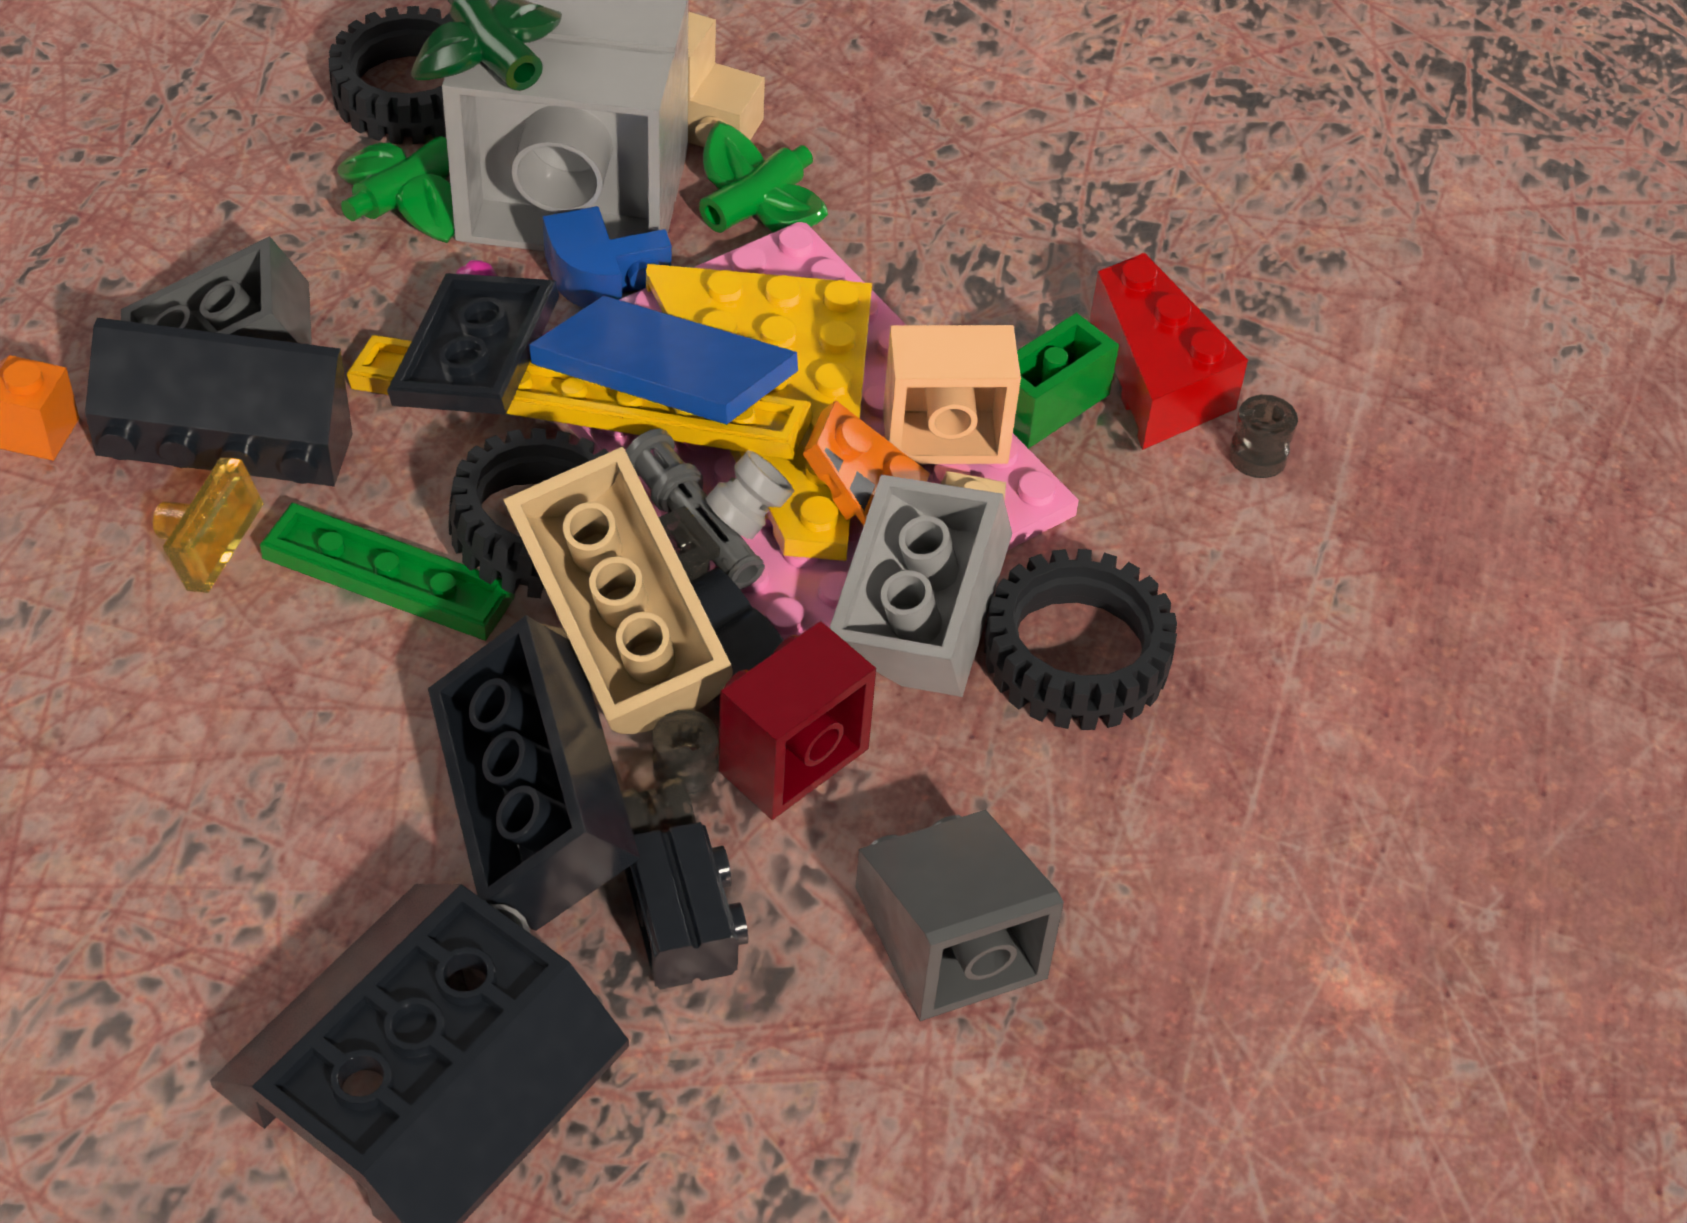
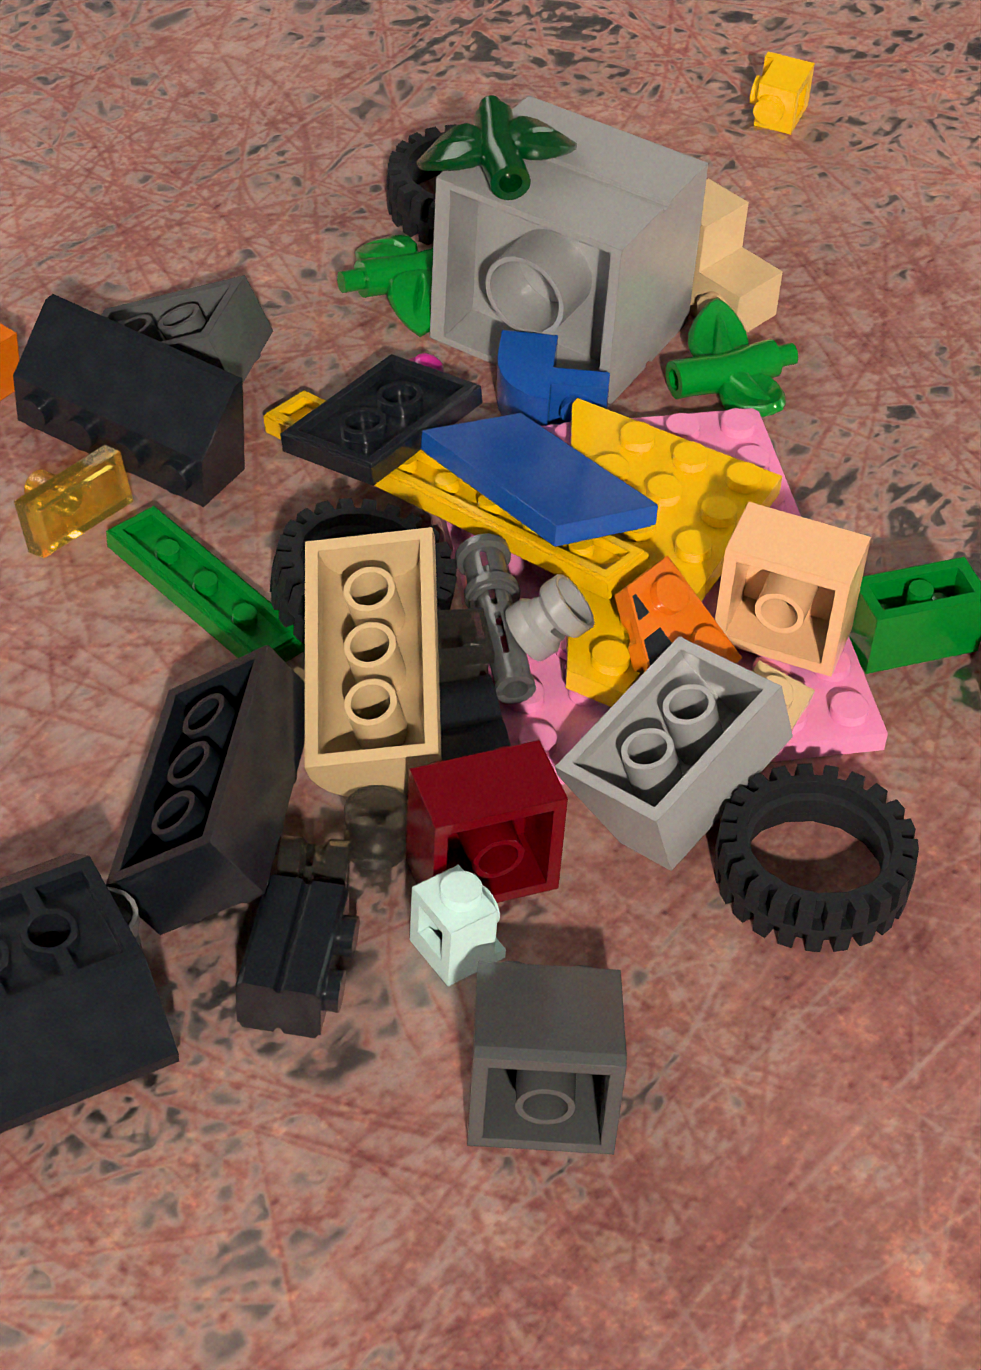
camera: 25 degrees right, 5 degrees down
(818, 806) = (465, 917): none -> light aqua brick

